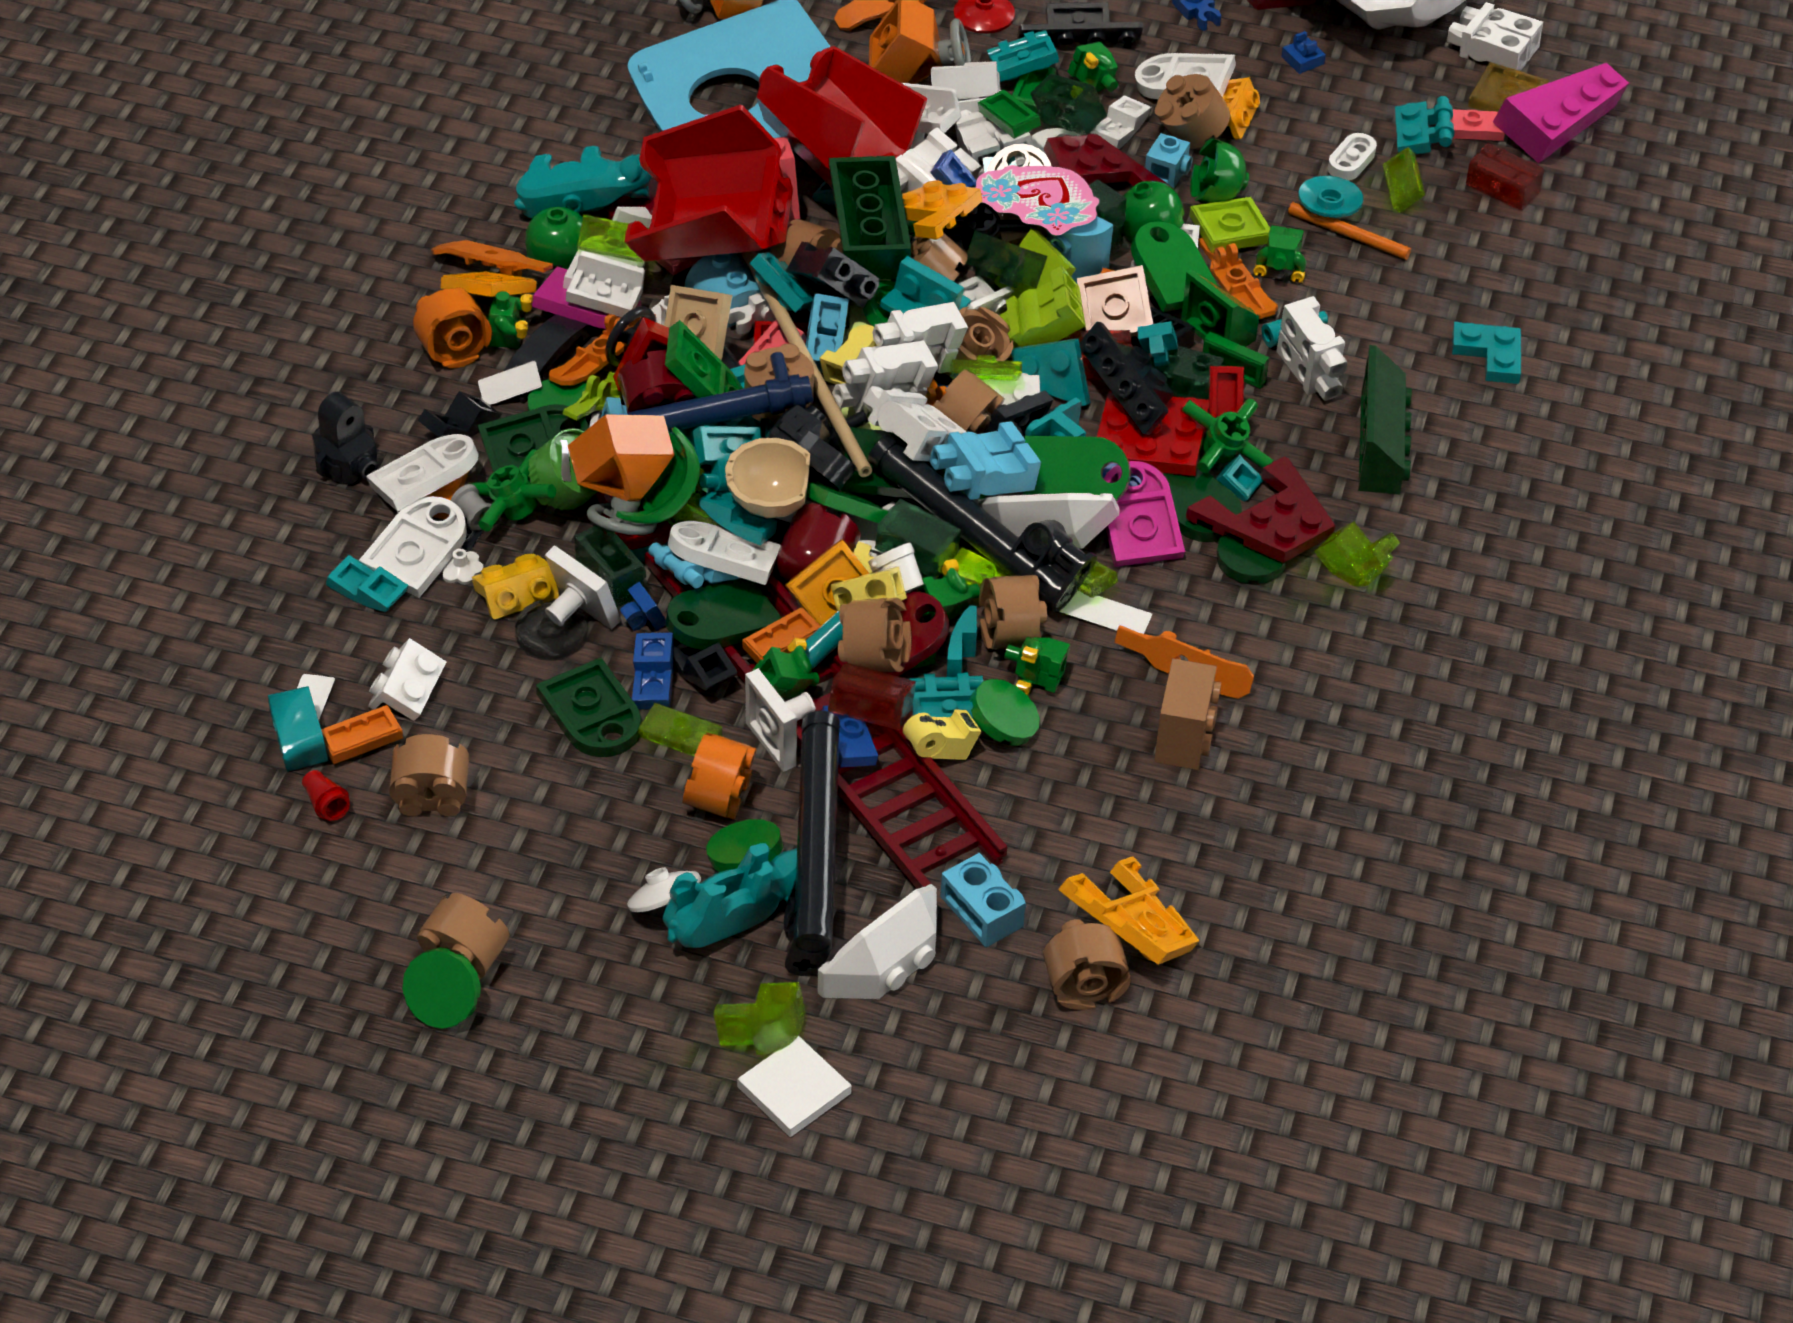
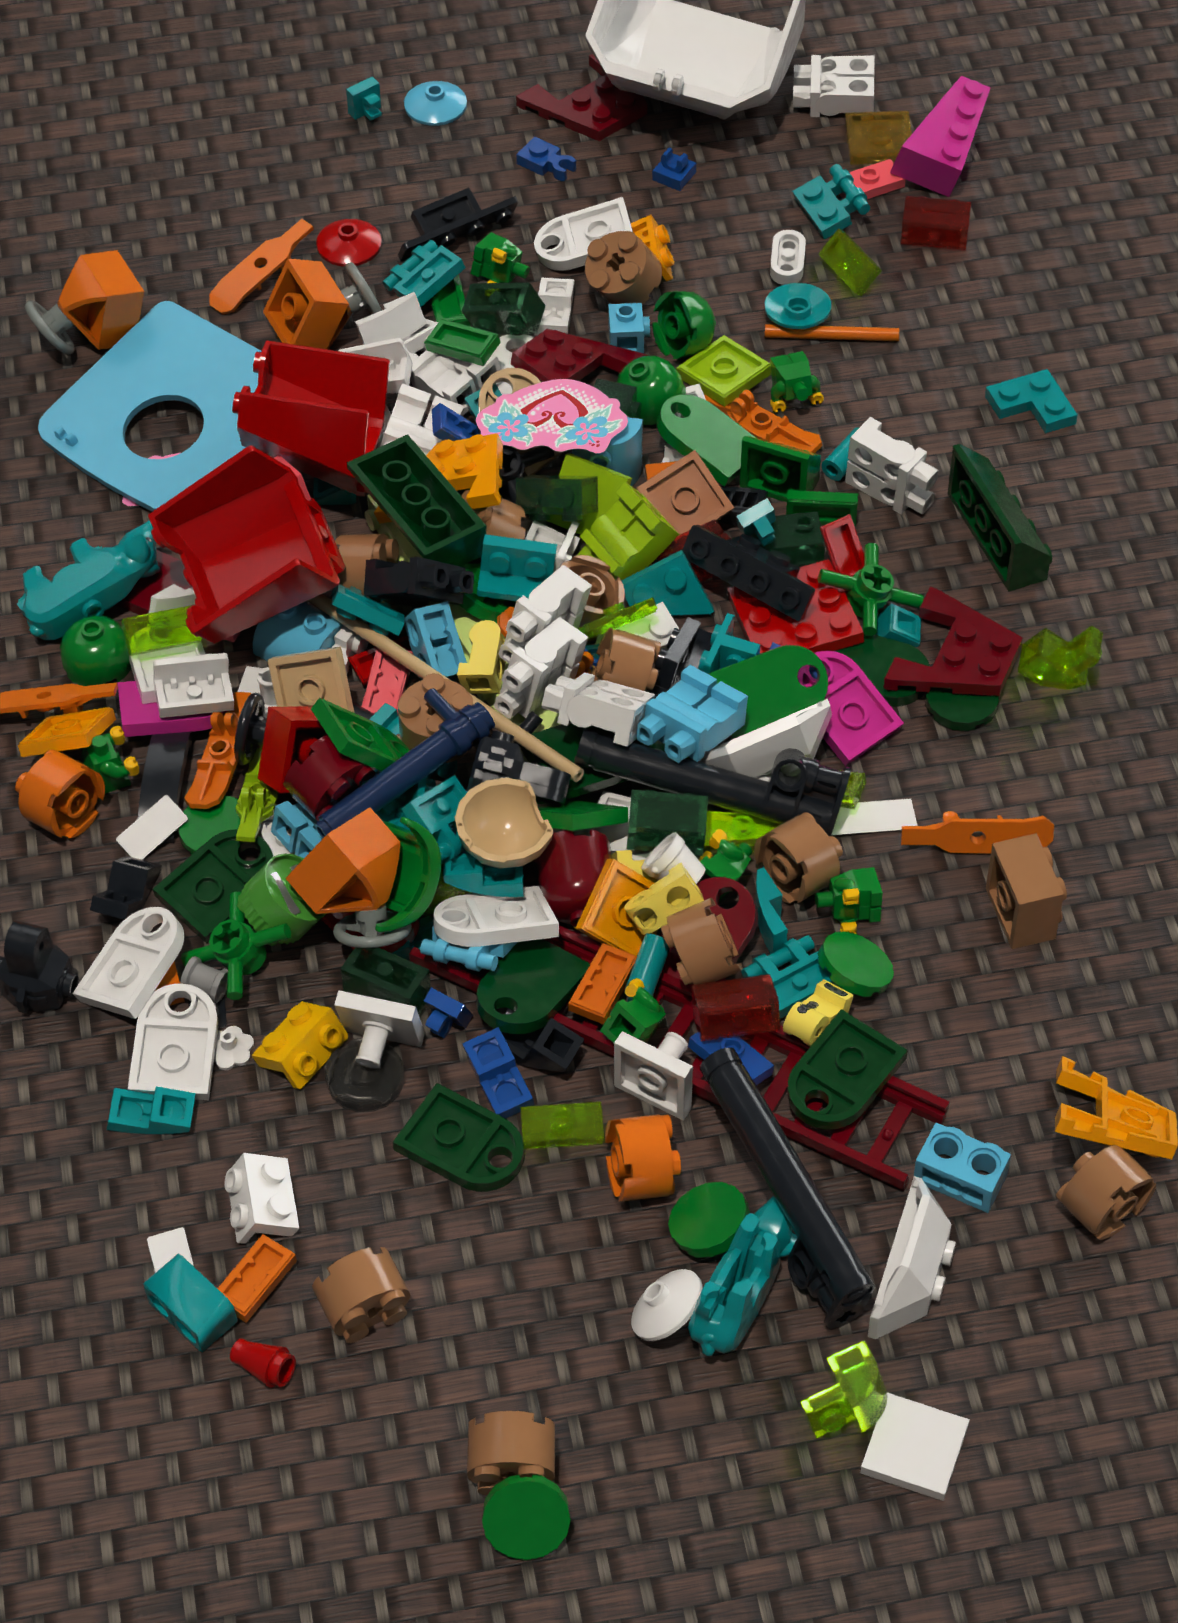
camera: 25 degrees left, 5 degrees up
(931, 785) = (845, 1069): none -> dark green tile

